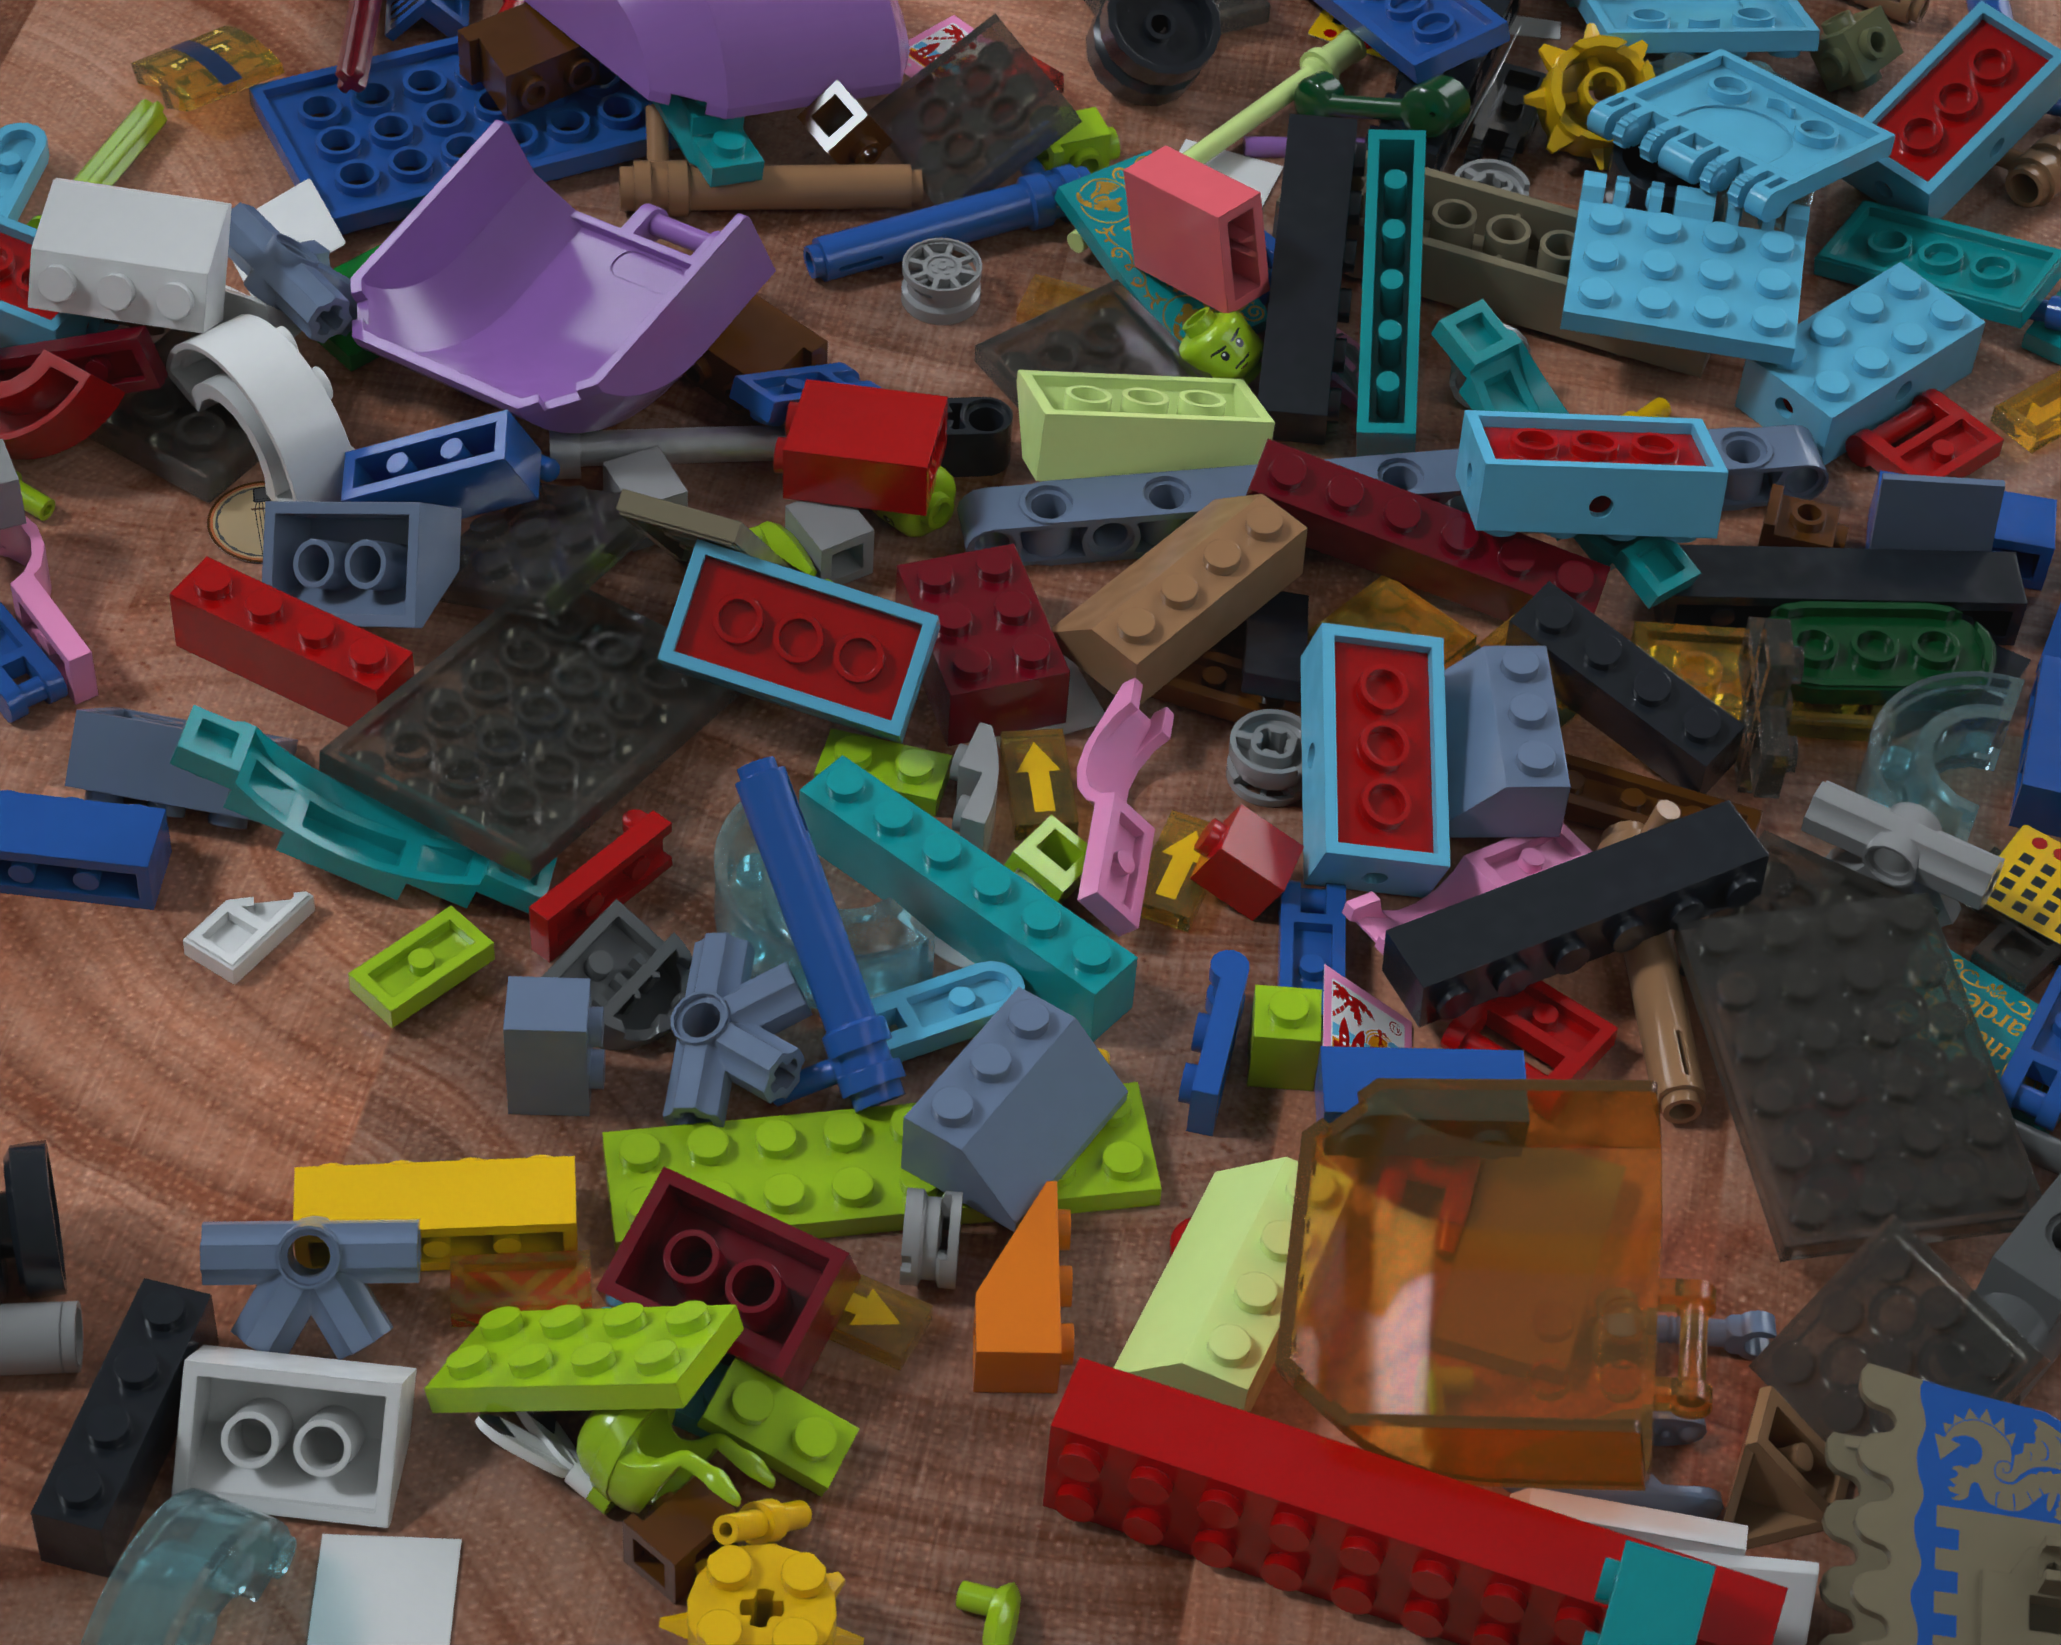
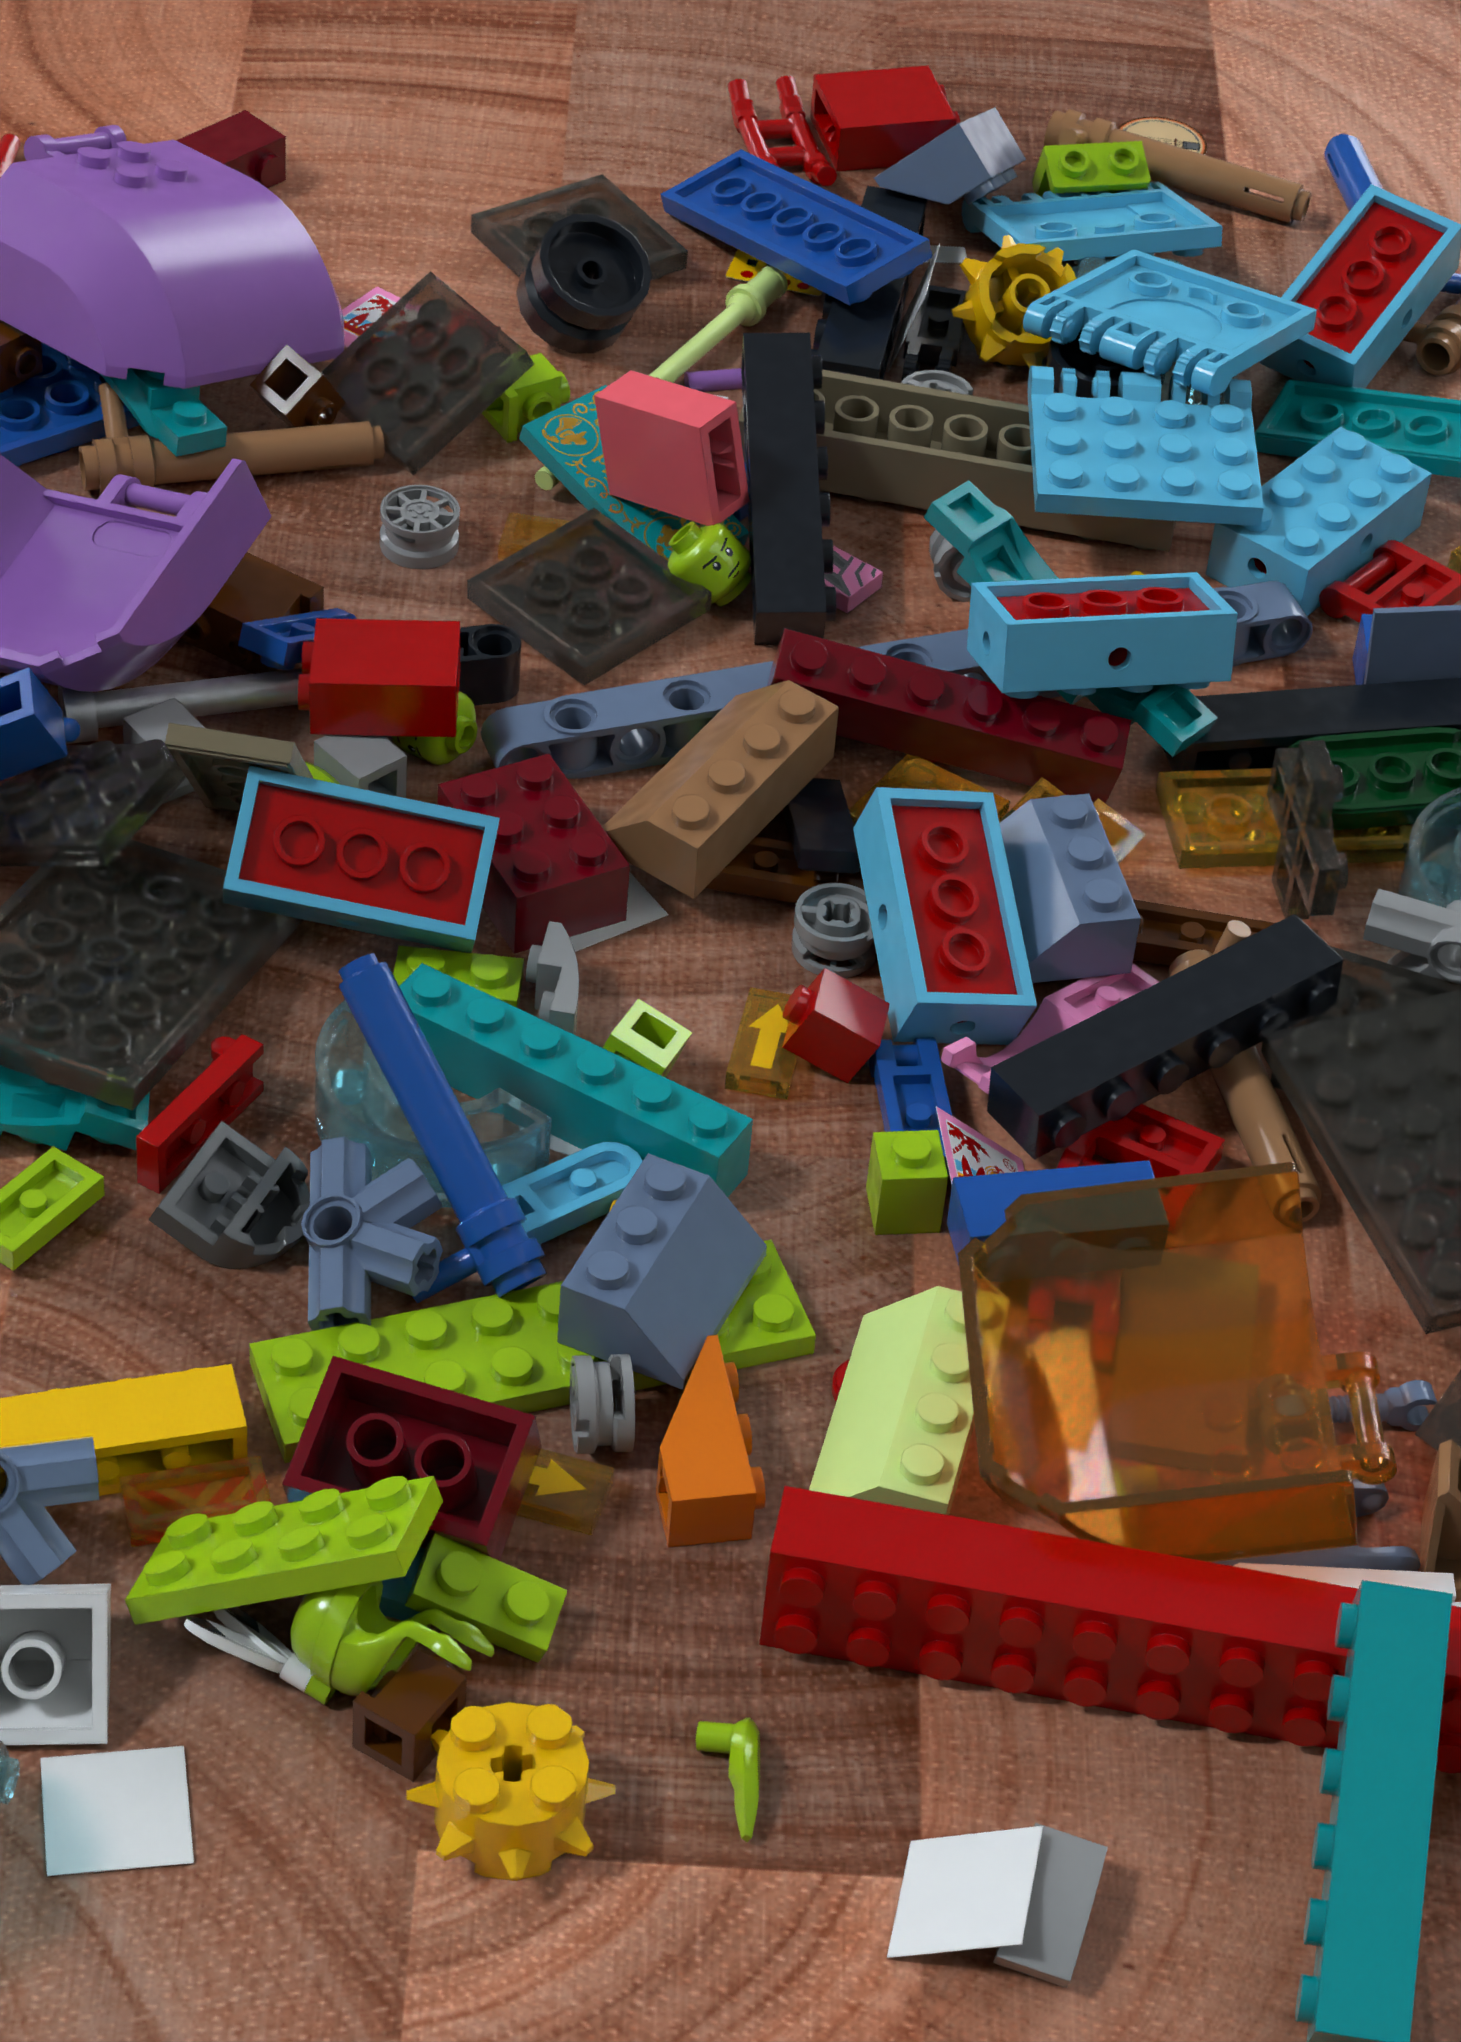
camera: 10 degrees left, 5 degrees down
(551, 1045) = (187, 1263): sand blue brick -> none
(762, 1522) = (492, 1685): yellow bar -> none
(967, 219) = (488, 449): blue cylinder -> none
(1037, 779) = (611, 973): clear yellow tile -> none
(1118, 836) = (707, 1013): bright pink piece -> none
(1136, 423) = (643, 635): yellowish green slope -> none
(1215, 1040) = (839, 1190): blue plate -> none
(1391, 293) = (869, 491): teal brick -> none
(1429, 106) = (864, 326): dark green piece -> none
(1628, 692) = (1174, 832): black brick -> none
(1801, 523) = (1294, 668): reddish brown brick -> none
(1855, 49) = (1252, 245): olive brick -> none

